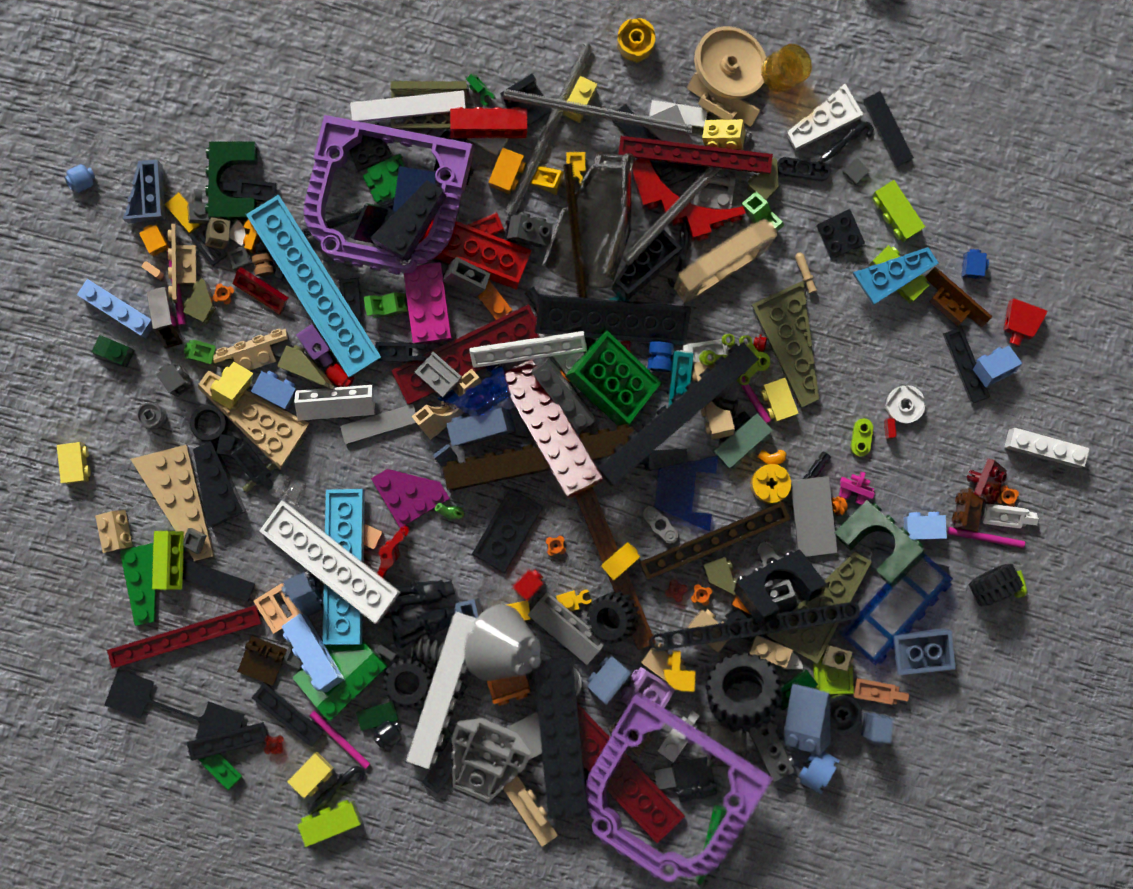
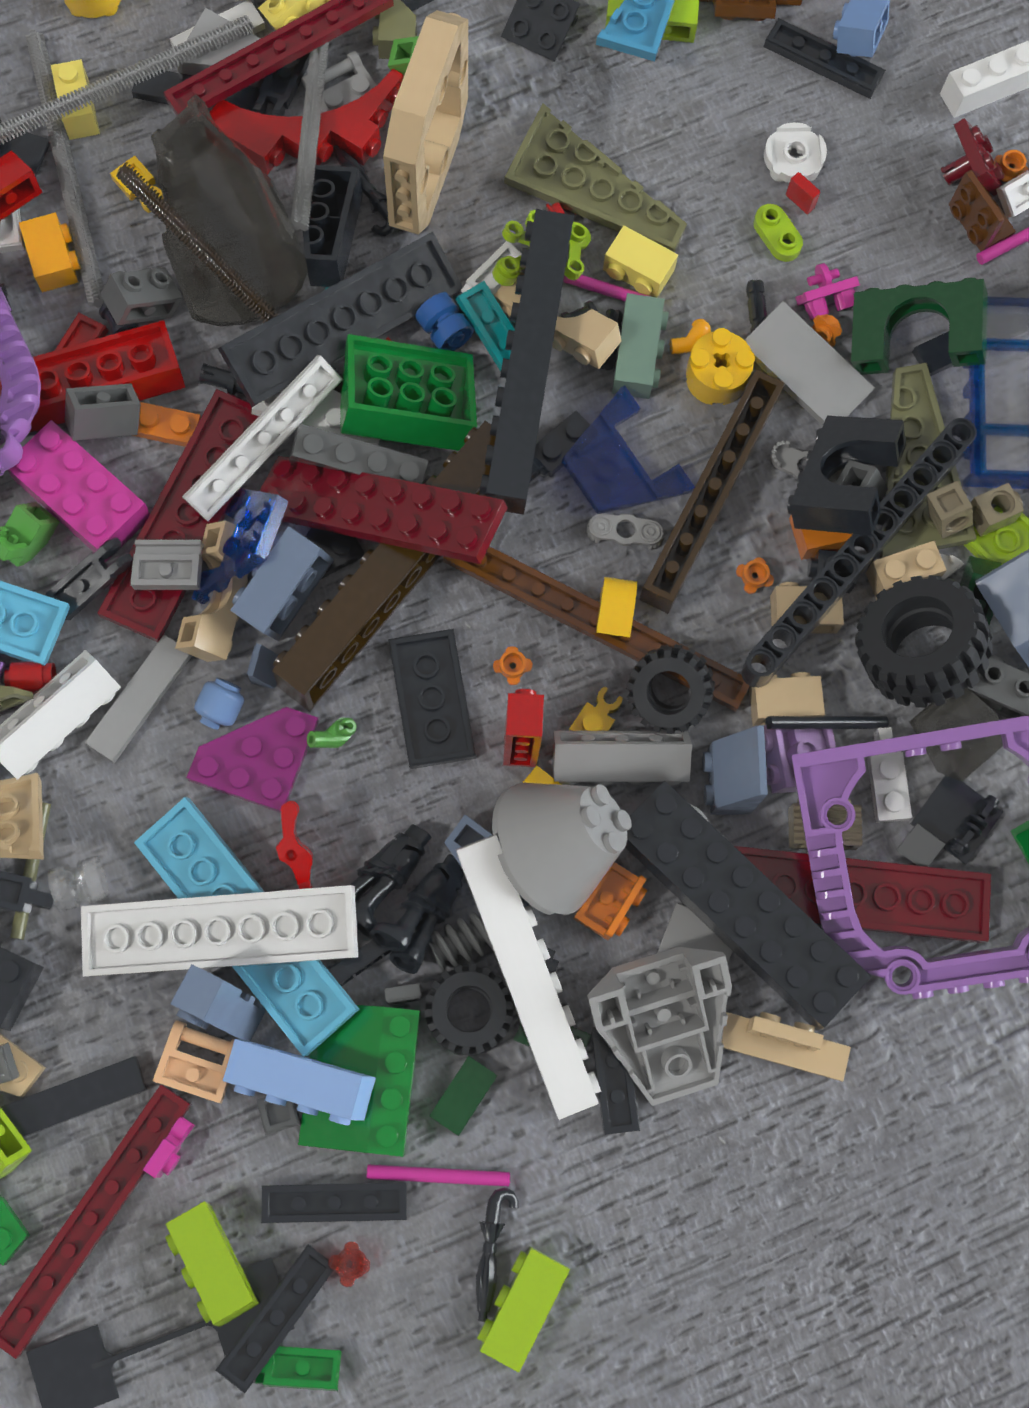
camera: 45 degrees left, 10 degrees down
(217, 697) = (210, 1265): none -> lime brick
(233, 637) = (166, 1157): none -> dark pink plate
(262, 660) = (233, 1157): dark brown hinge -> none
(310, 775) = (439, 1261): light yellow brick -> none
(371, 536) = (252, 855): light nougat tile -> none
(387, 734) = (500, 1108): black head -> none
(411, 456) = (219, 703): none -> medium blue head
(548, 179) = (114, 222): yellow slope -> none
(671, 591) = (718, 604): clear red plate -> none
(674, 692) = (826, 722): none -> black bar
(678, 679) = (820, 695): yellow brick -> none
(719, 574) = (758, 530): olive slope -> none
(807, 277) = (532, 93): tan piece -> none
(812, 642) = (950, 509): none -> dark tan brick
(925, 527) = (954, 263): light blue brick -> none

